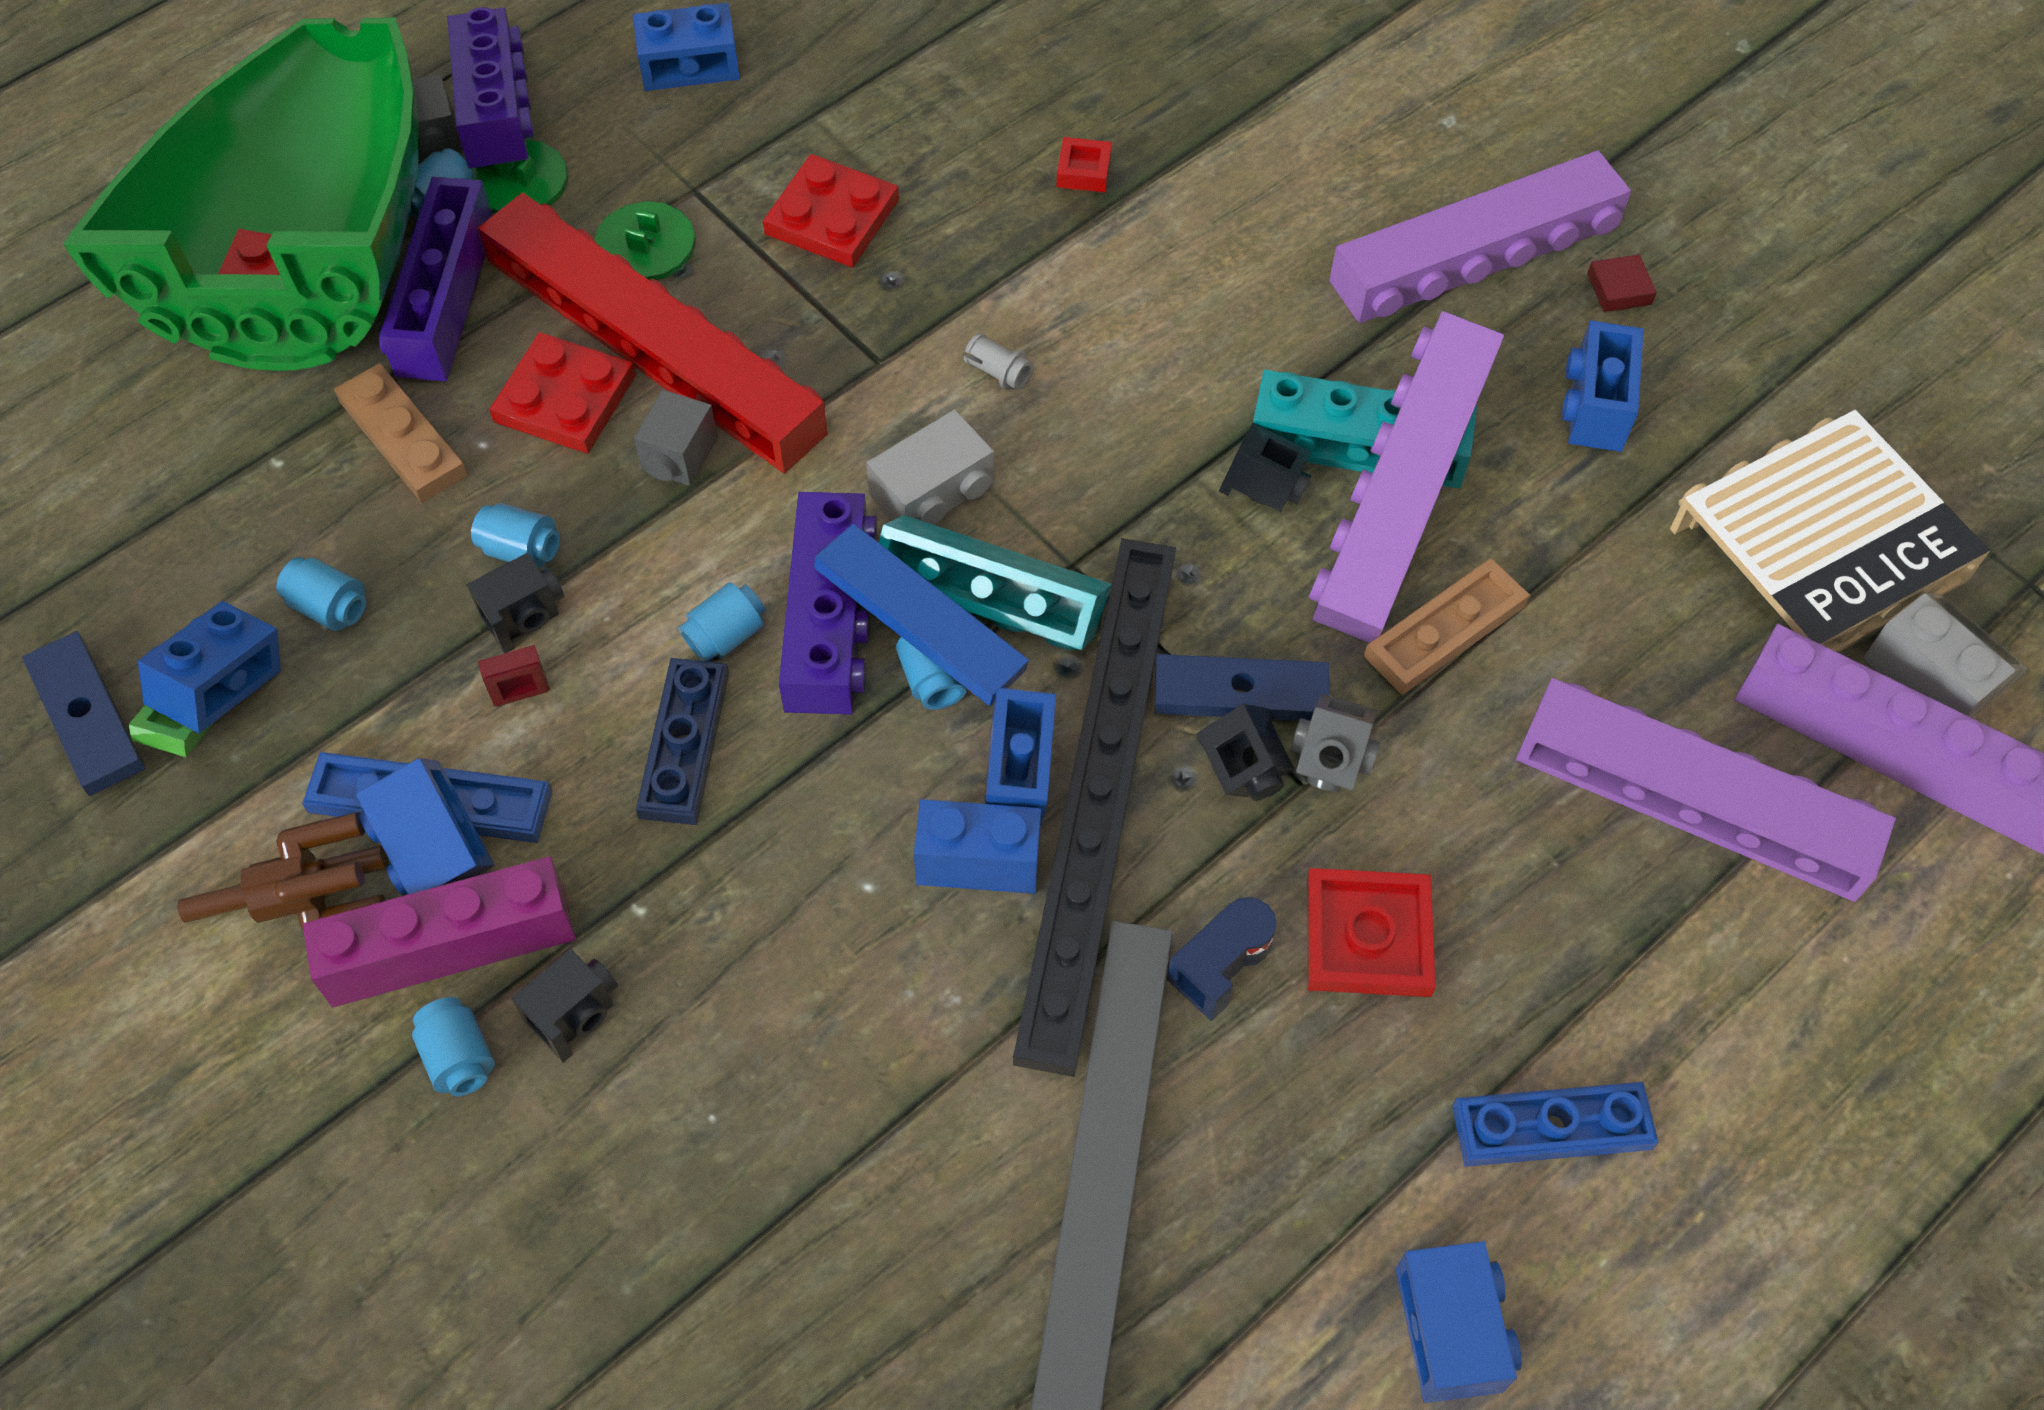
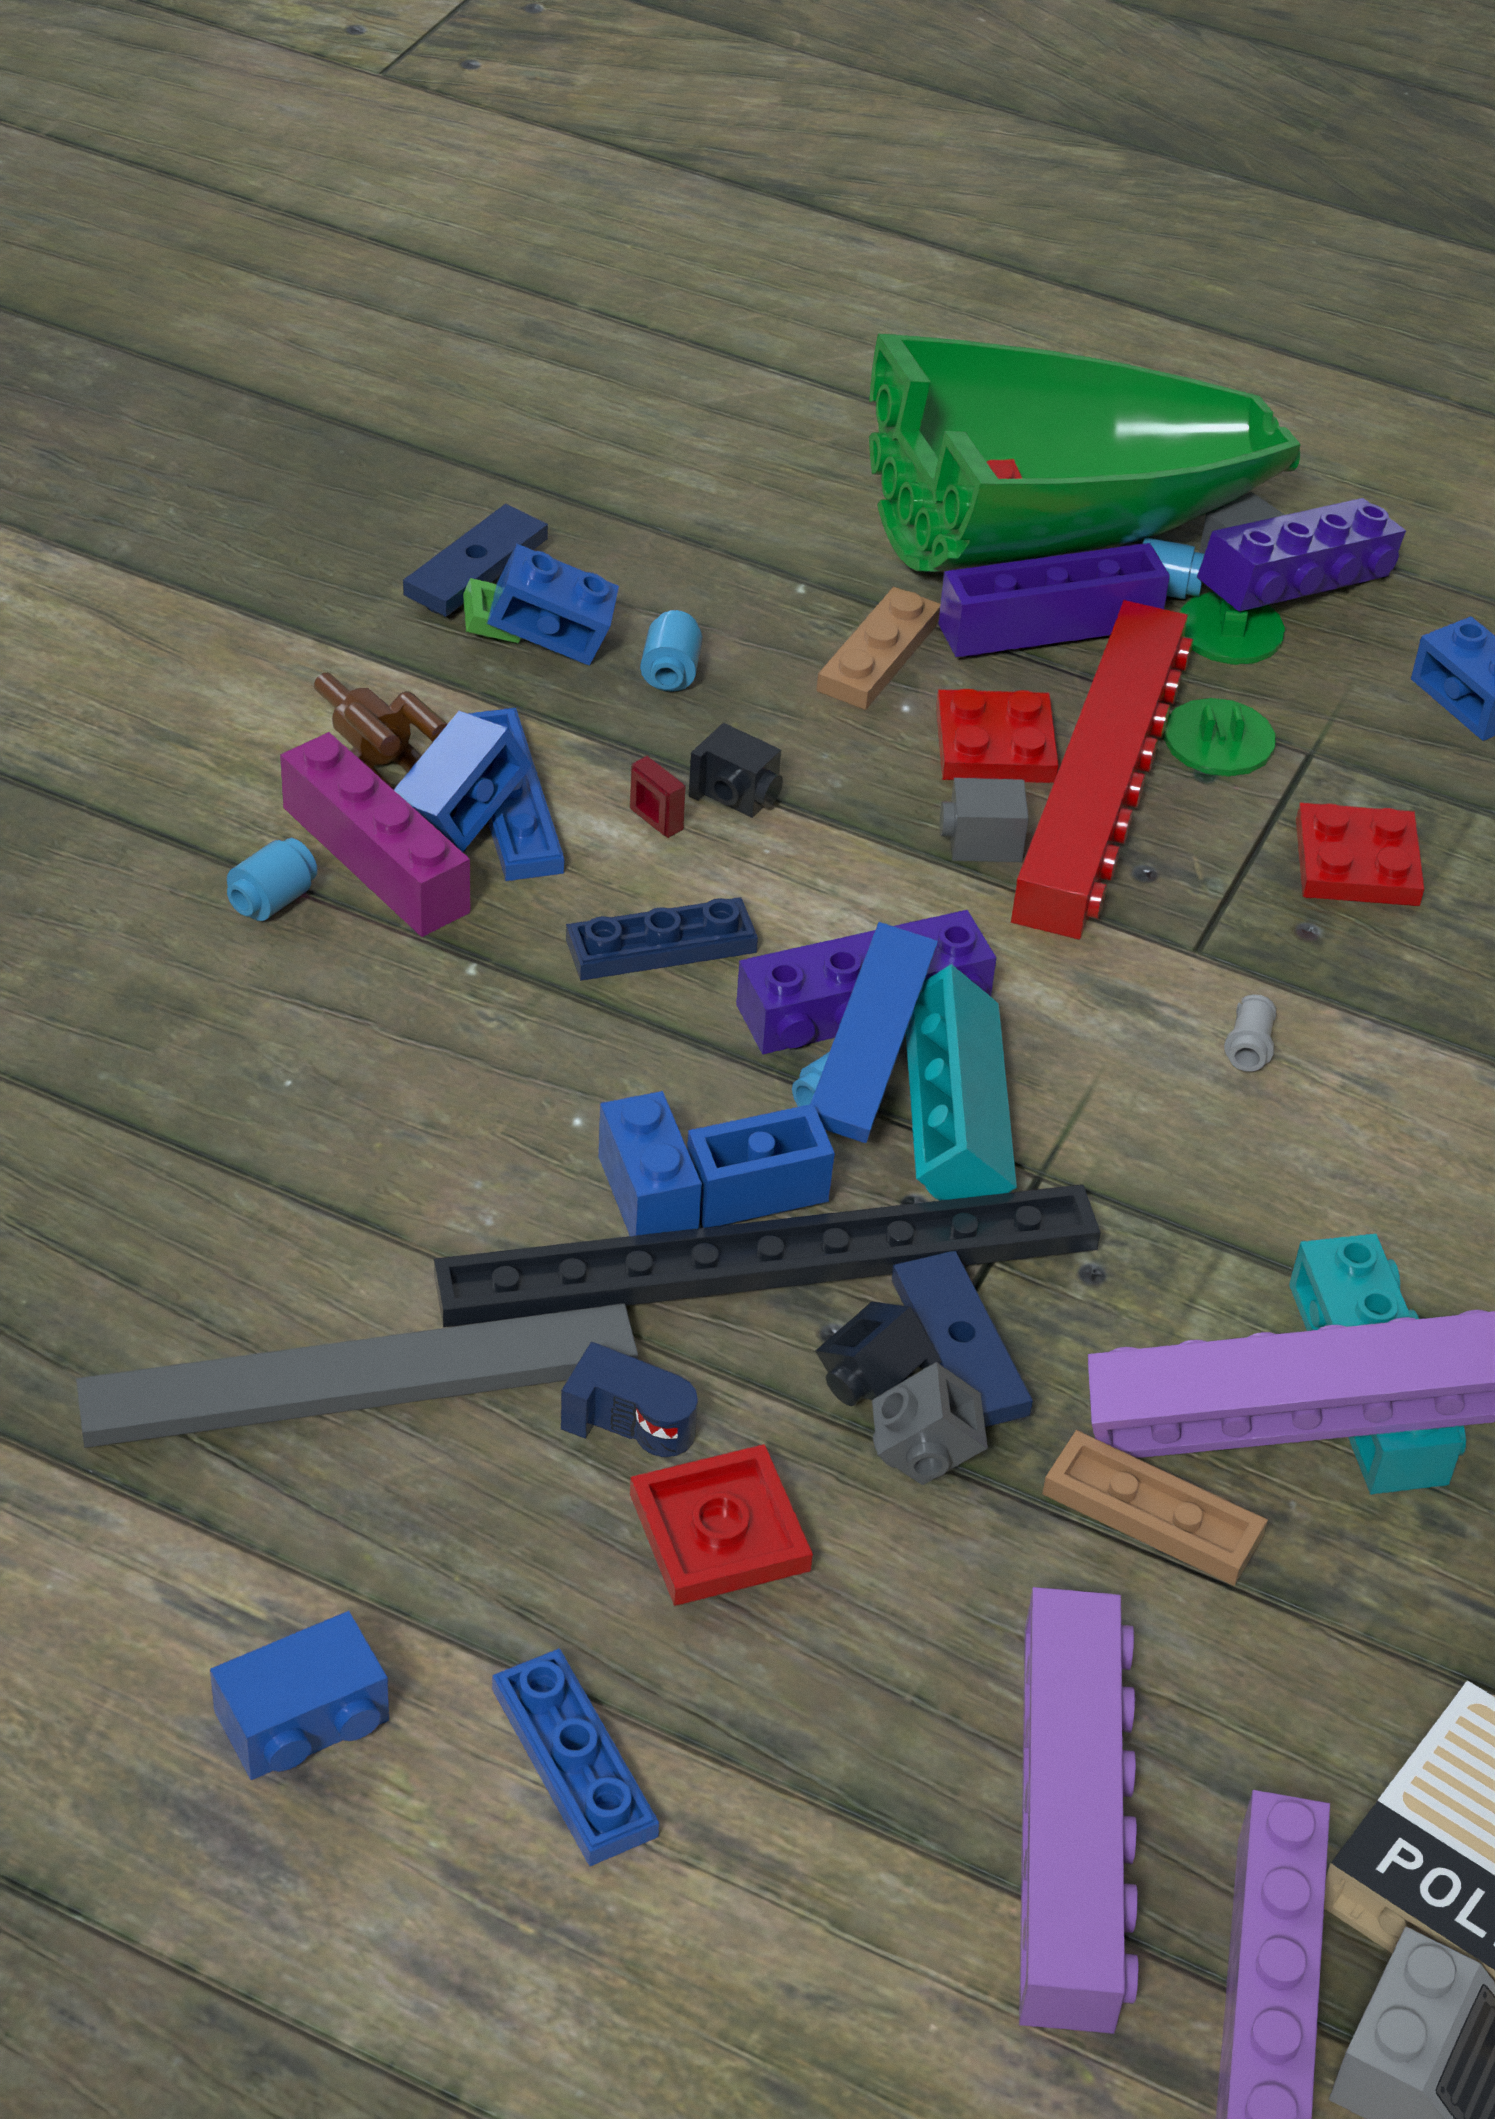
camera: 65 degrees right, 15 degrees down
(511, 532) = (809, 751): dark azure brick -> none
(566, 1001) = (345, 934): black brick -> none
(722, 622) = (797, 915): dark azure brick -> none
(932, 471) = (1070, 1015): light grey brick -> none
(1268, 469) = (1251, 1295): black brick -> none

